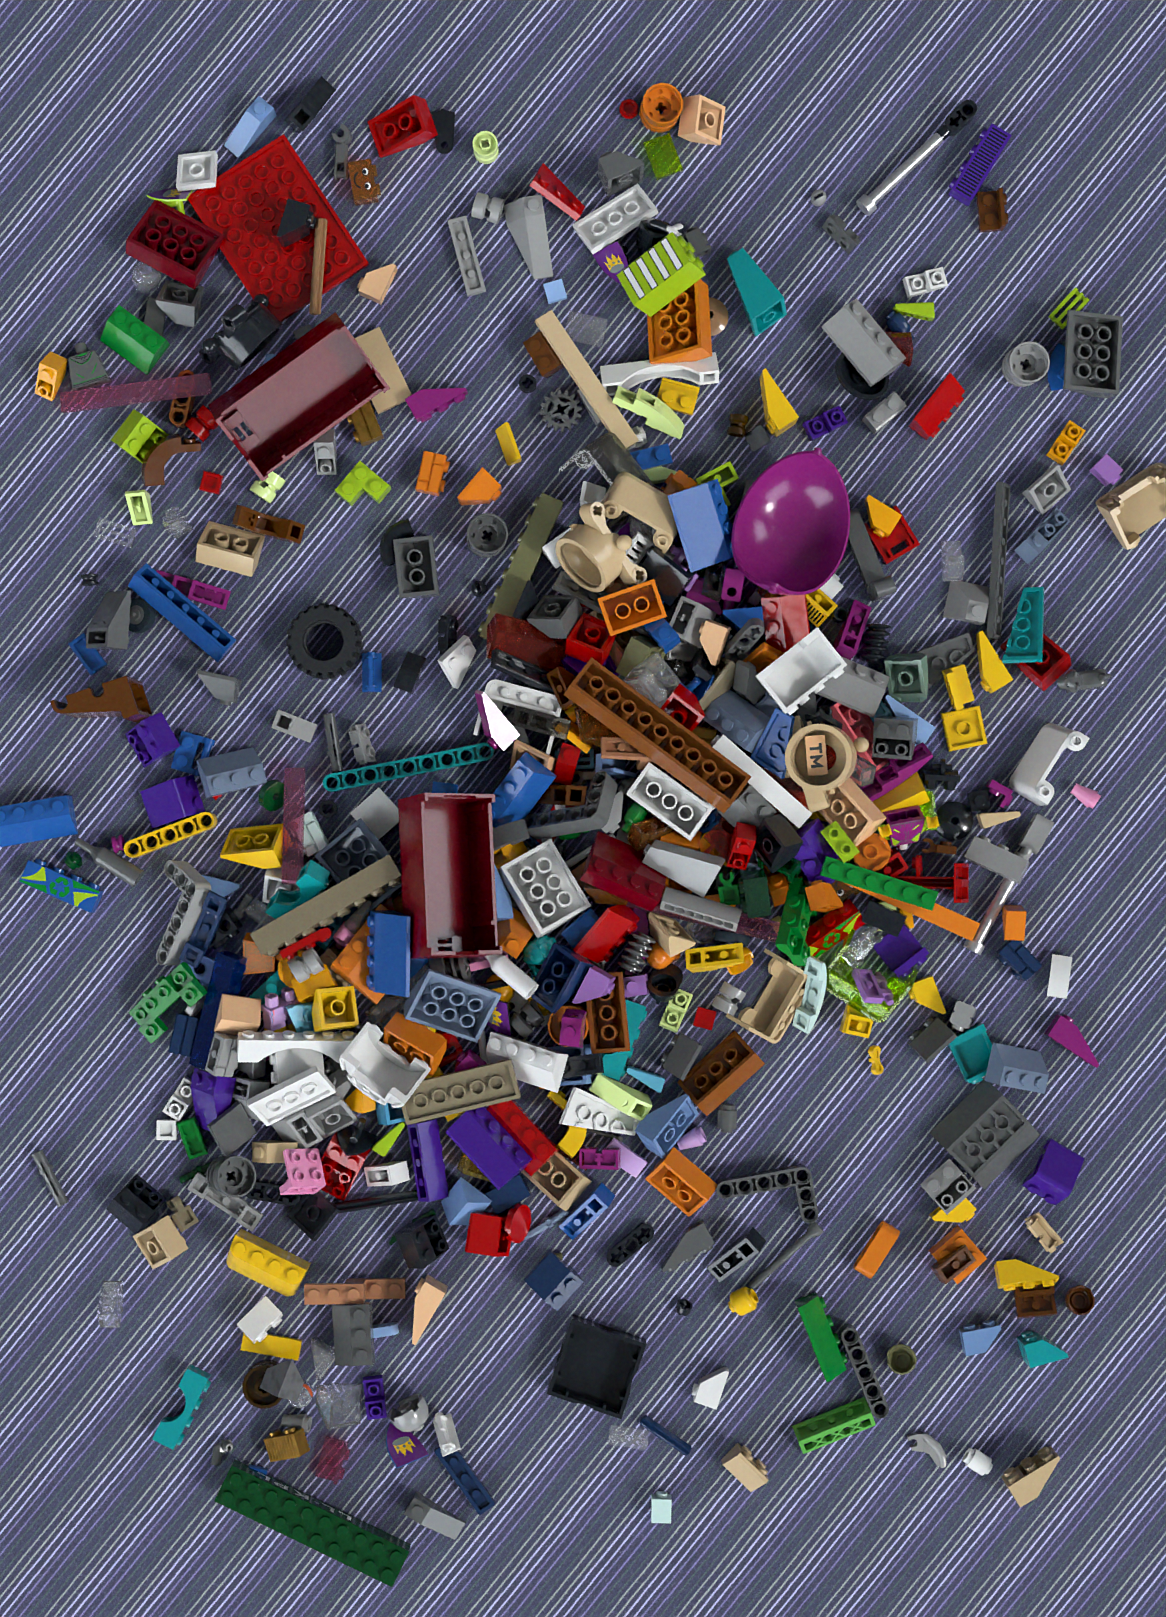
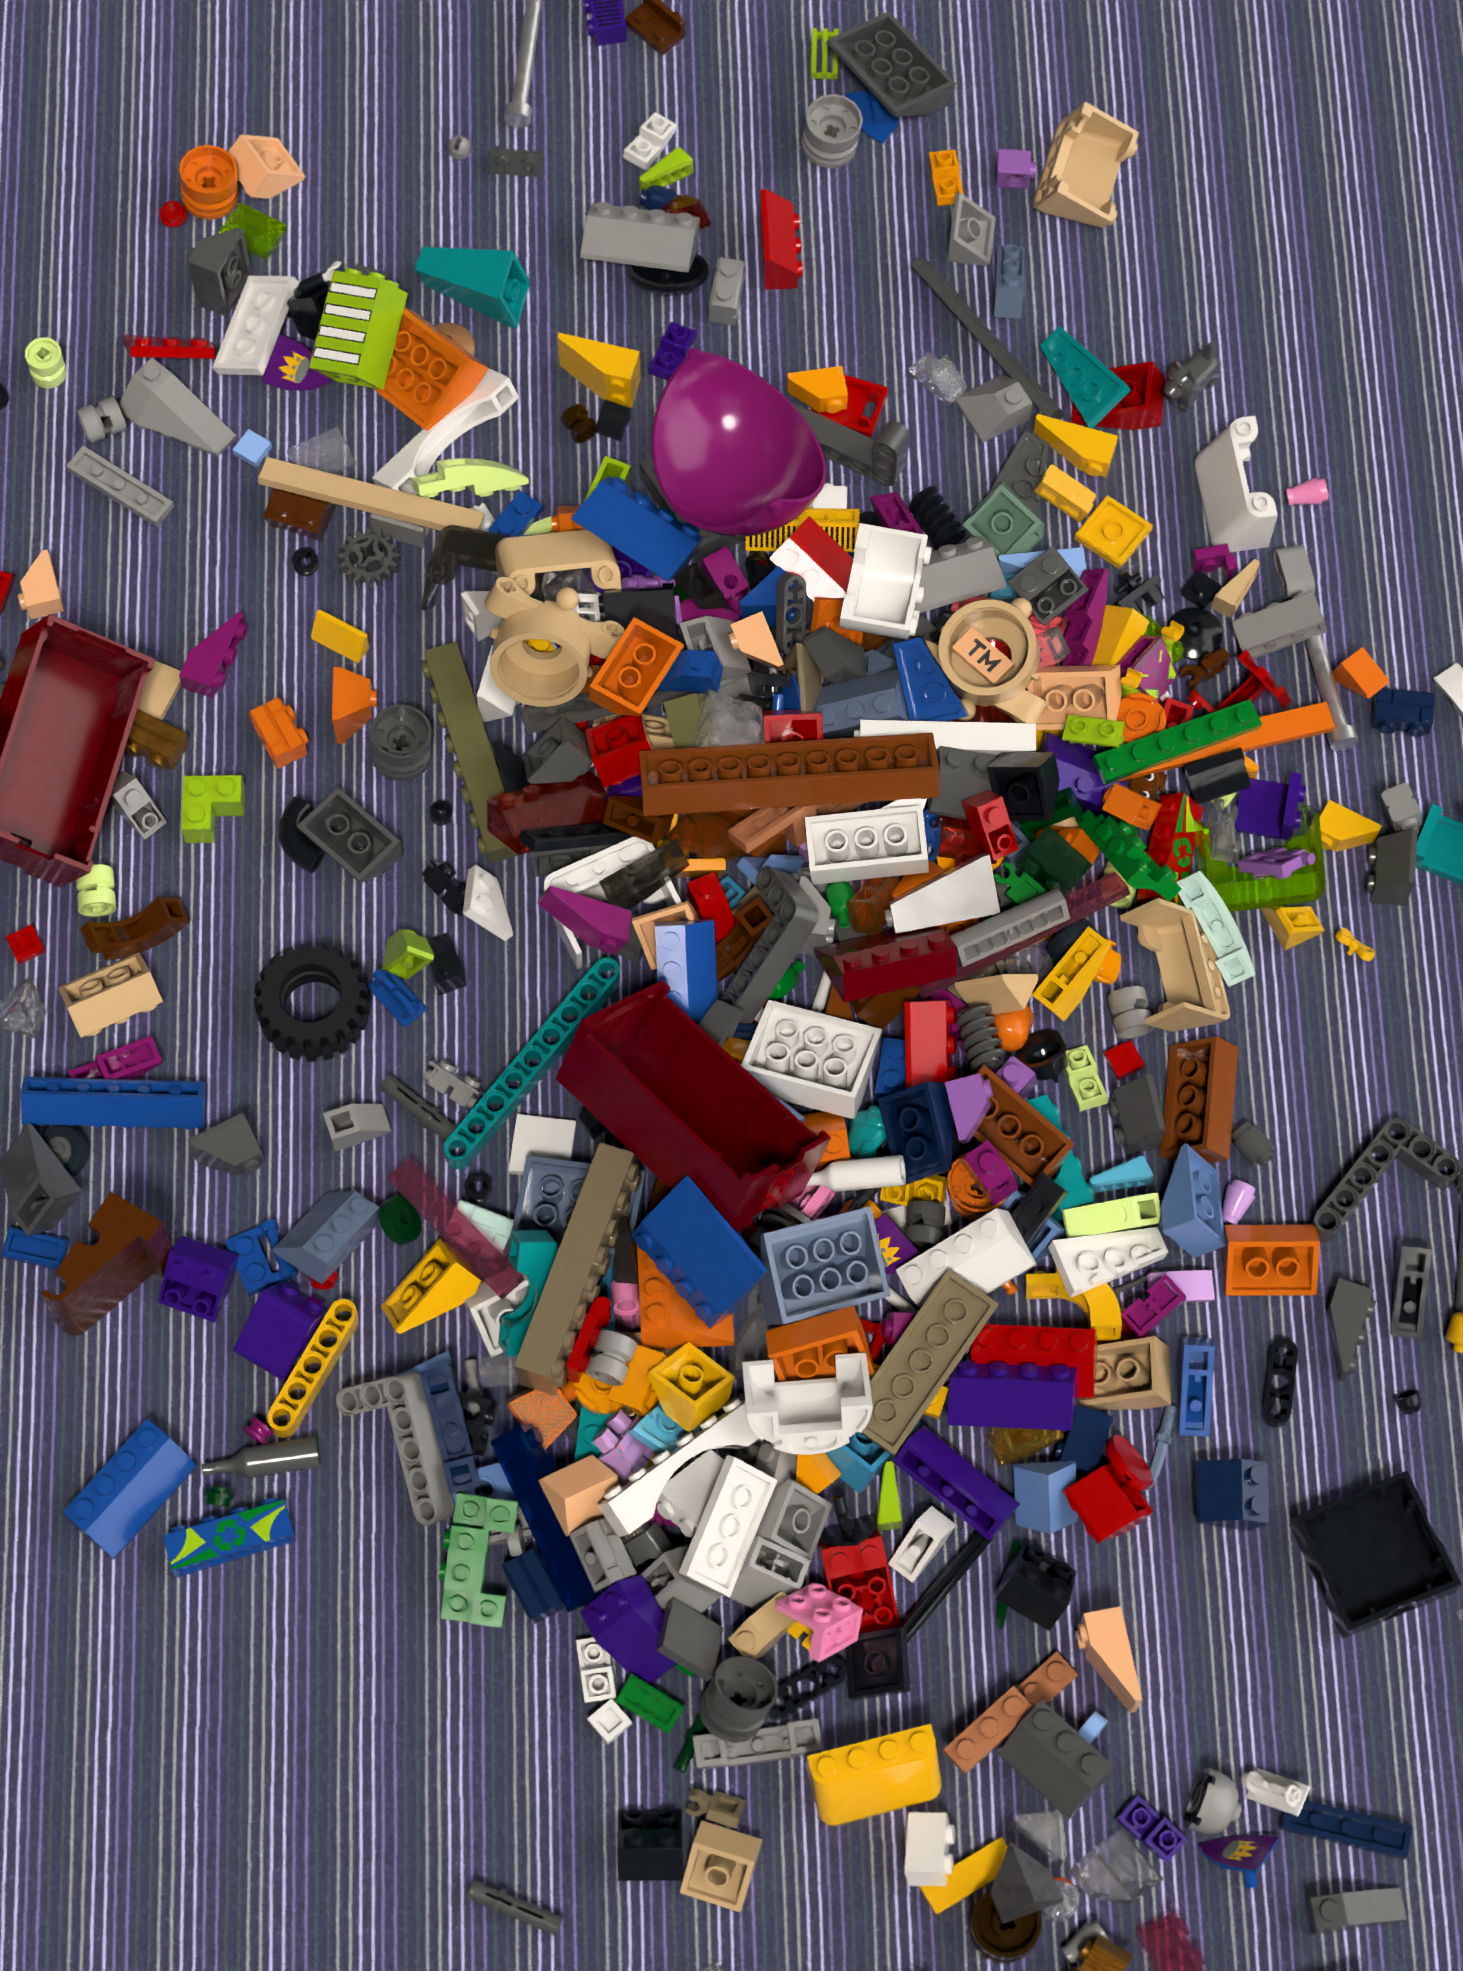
camera: 45 degrees left, 20 degrees down
(394, 655) = (406, 954): none -> lime slope
(678, 395) = (487, 443): yellow plate -> none

